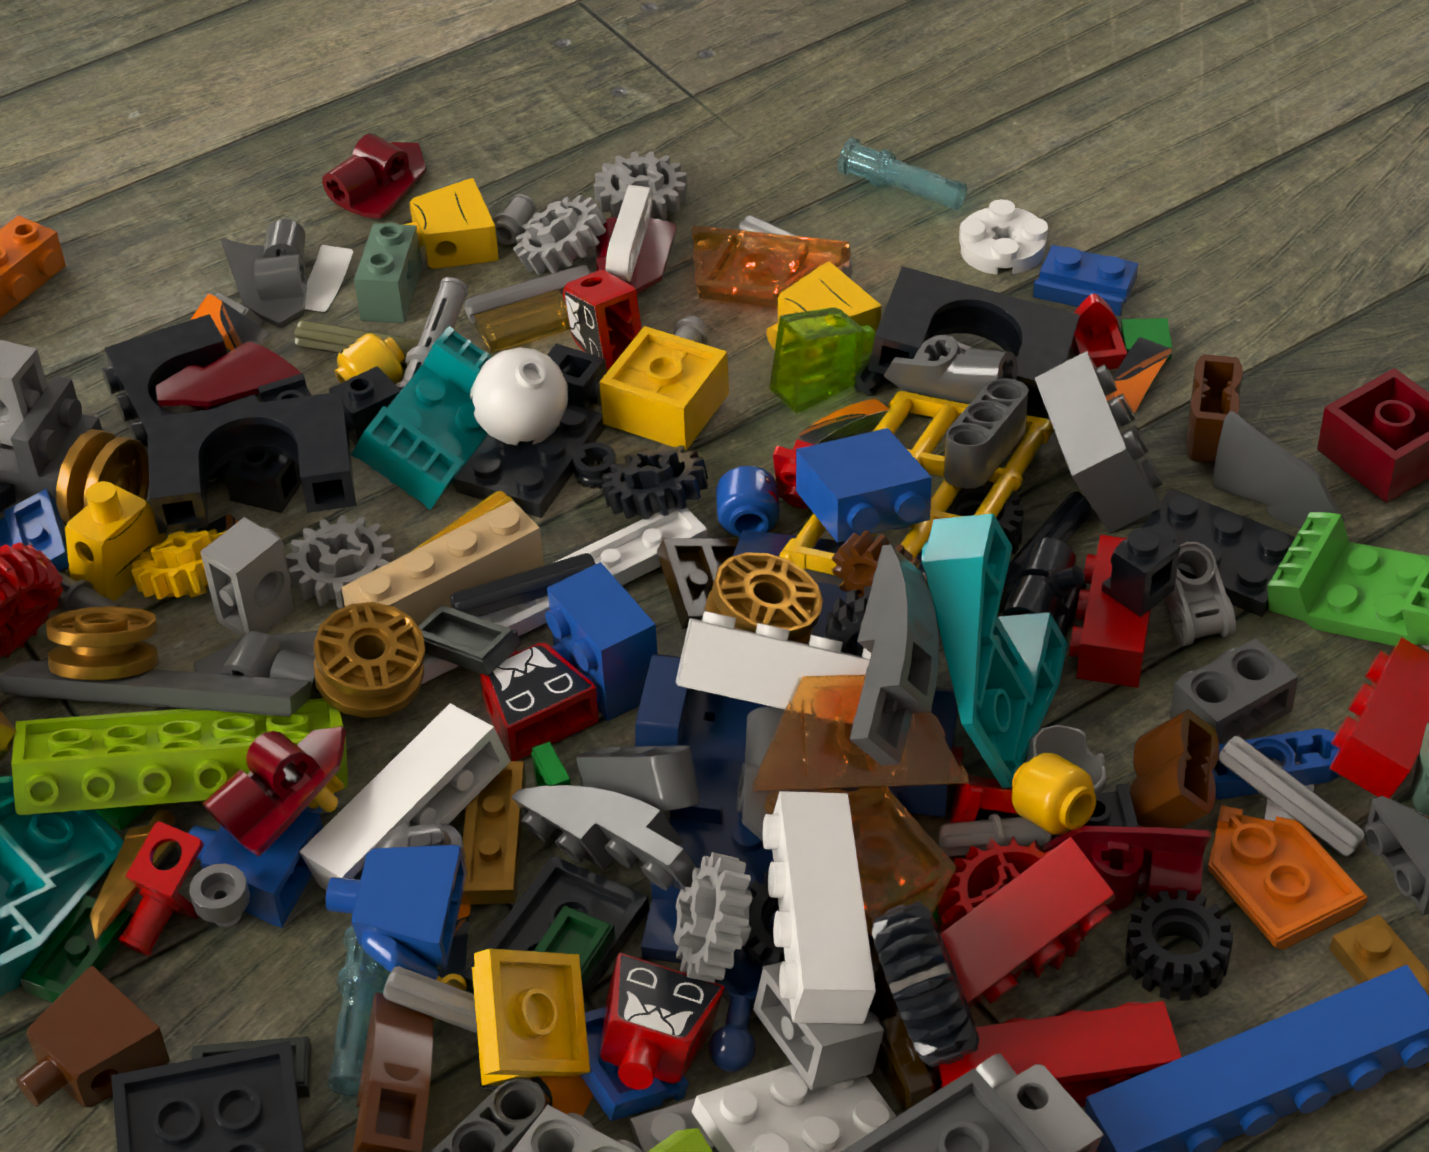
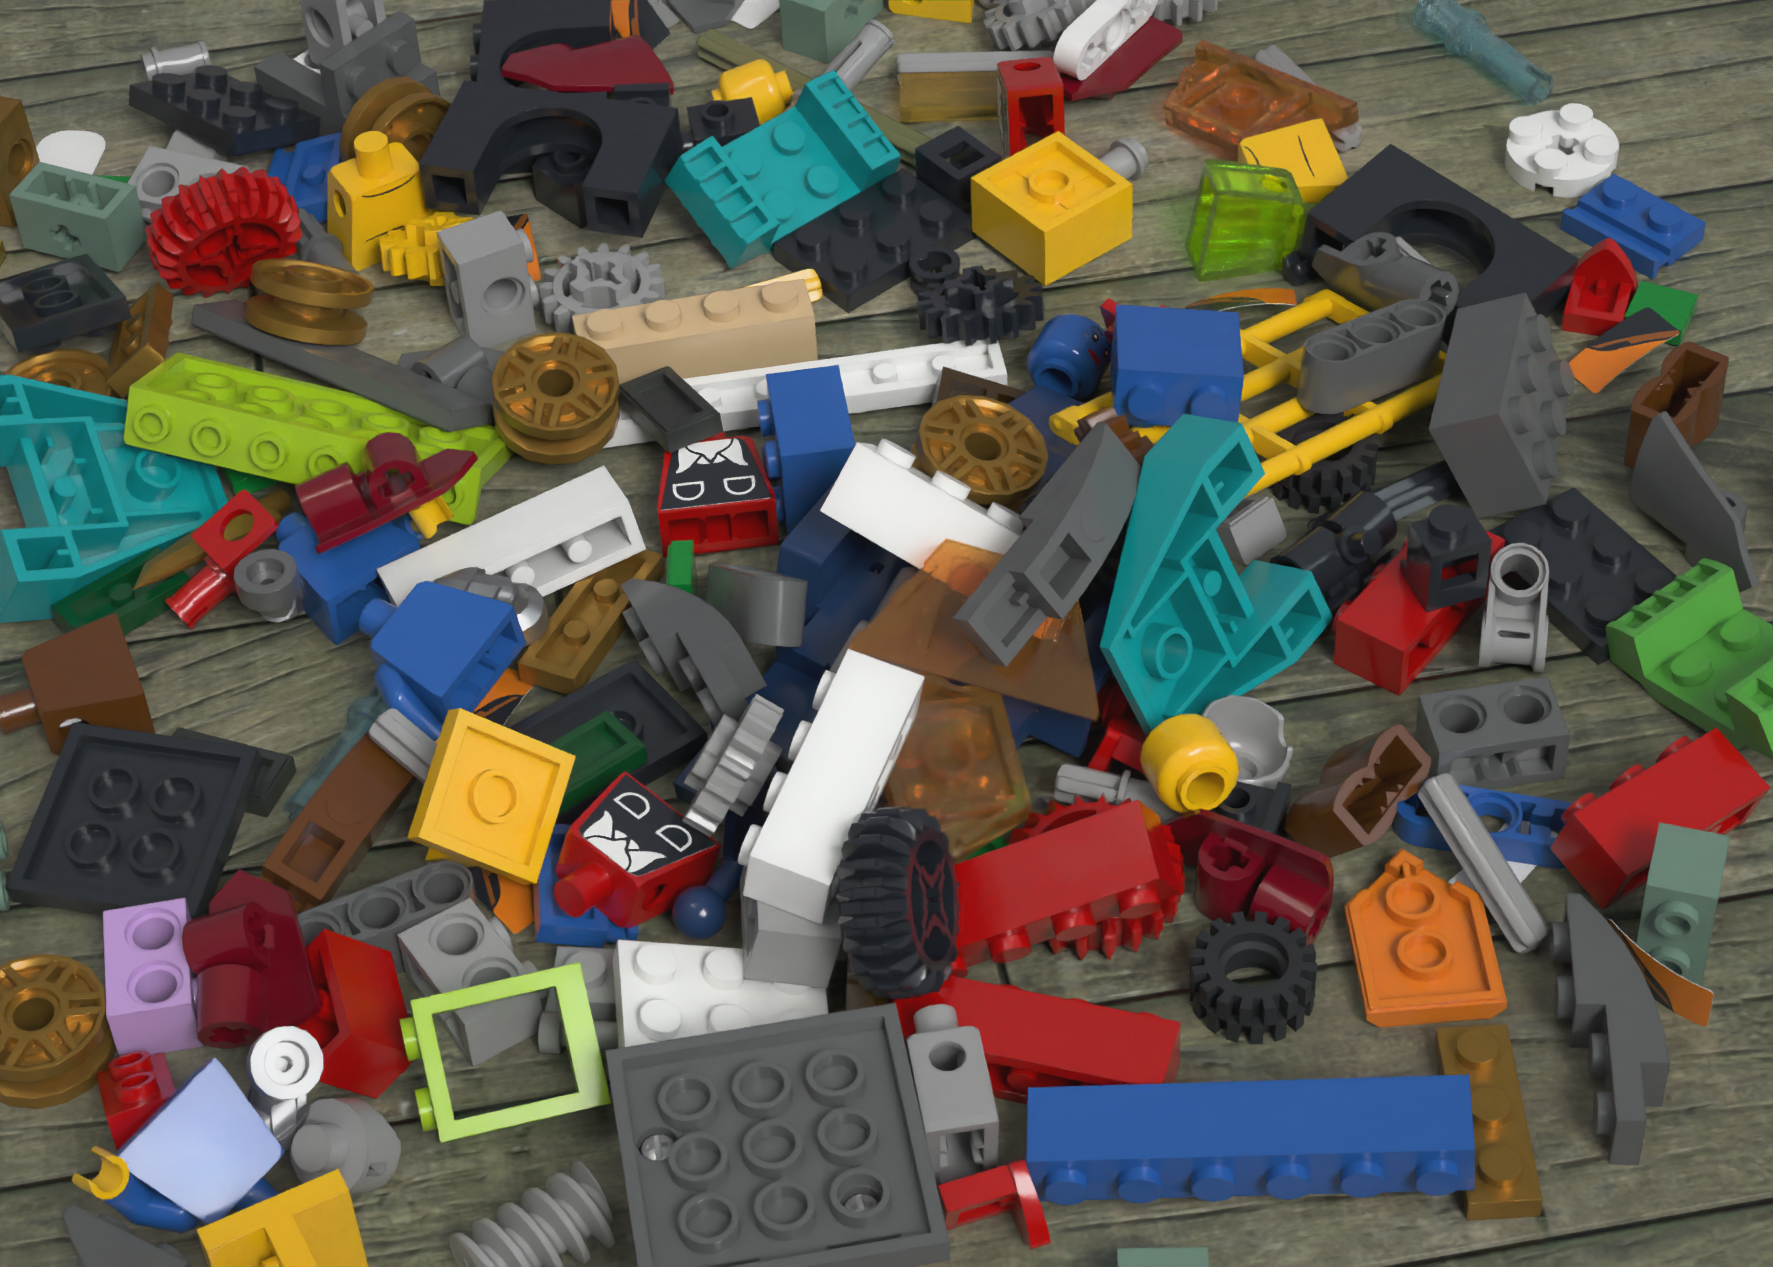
camera: 25 degrees right, 0 degrees up
(518, 587) = (749, 373): black axle -> none
(519, 396) = (875, 169): white cylinder -> none

